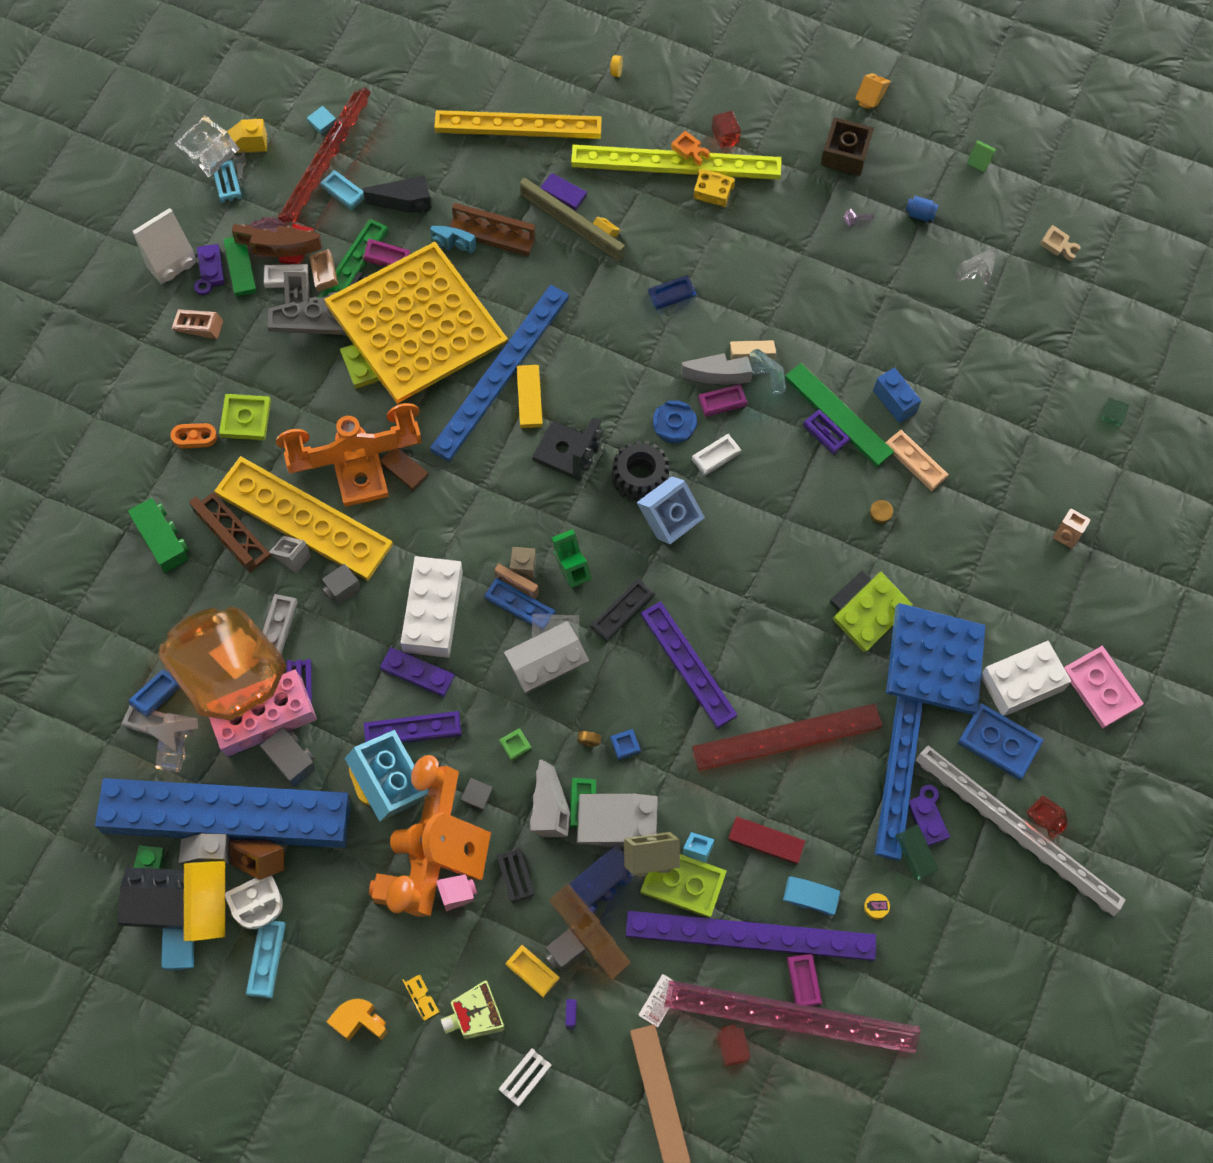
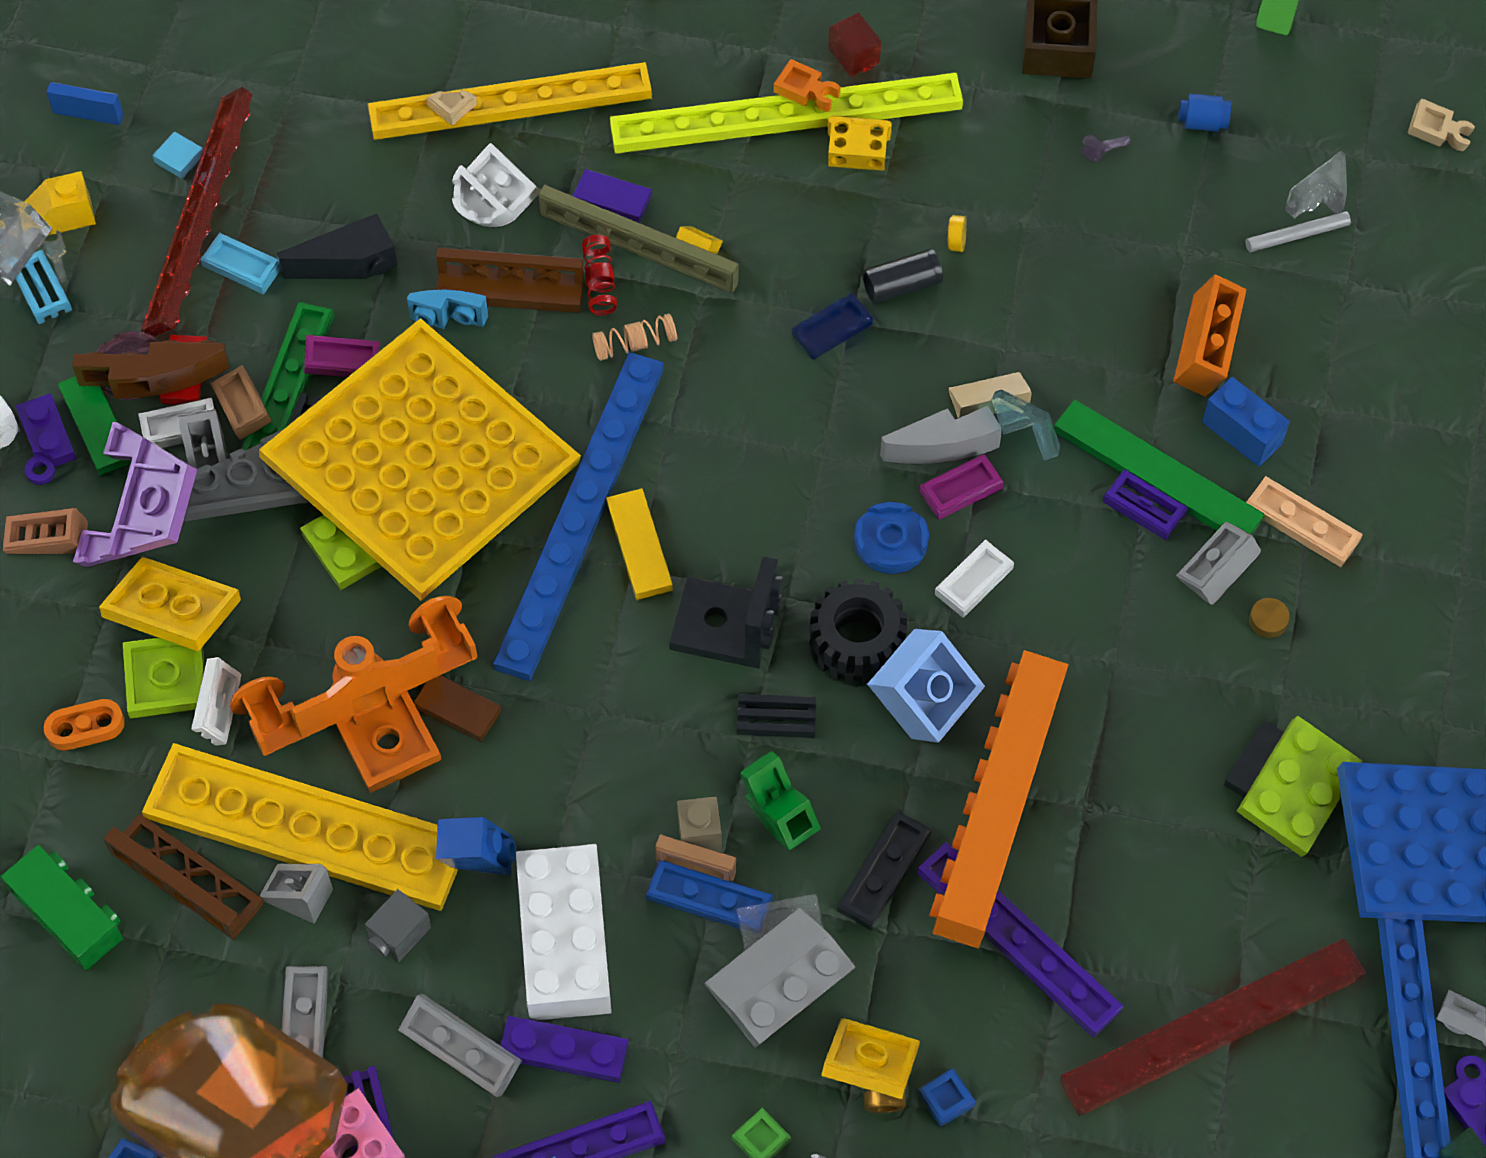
camera: 10 degrees left, 5 degrees down
(256, 318) = (150, 503): none -> medium lavender wing
(256, 377) = (170, 603): none -> yellow plate
(267, 435) = (213, 705): none -> white tile
(275, 79) = (85, 103): none -> blue tile
(359, 657) = (459, 1045): none -> light grey tile
(393, 548) = (475, 845): none -> blue slope
(483, 120) = (451, 105): none -> tan tile
(495, 174) = (492, 189): none -> white slope
(544, 236) = (599, 274): none -> red piece
(556, 275) = (636, 337): none -> light nougat piece
(583, 502) = (771, 703): none -> black tile
(586, 713) = (871, 1058): none -> yellow tile
(697, 583) = (1000, 799): none -> orange brick
(719, 271) = (902, 276): none -> black pin
(757, 252) = (957, 233): none -> yellow tile
(860, 474) = (1219, 562): none -> light grey slope
(889, 341) = (1210, 335): none -> orange brick
(956, 290) = (1298, 231): none -> light grey bar

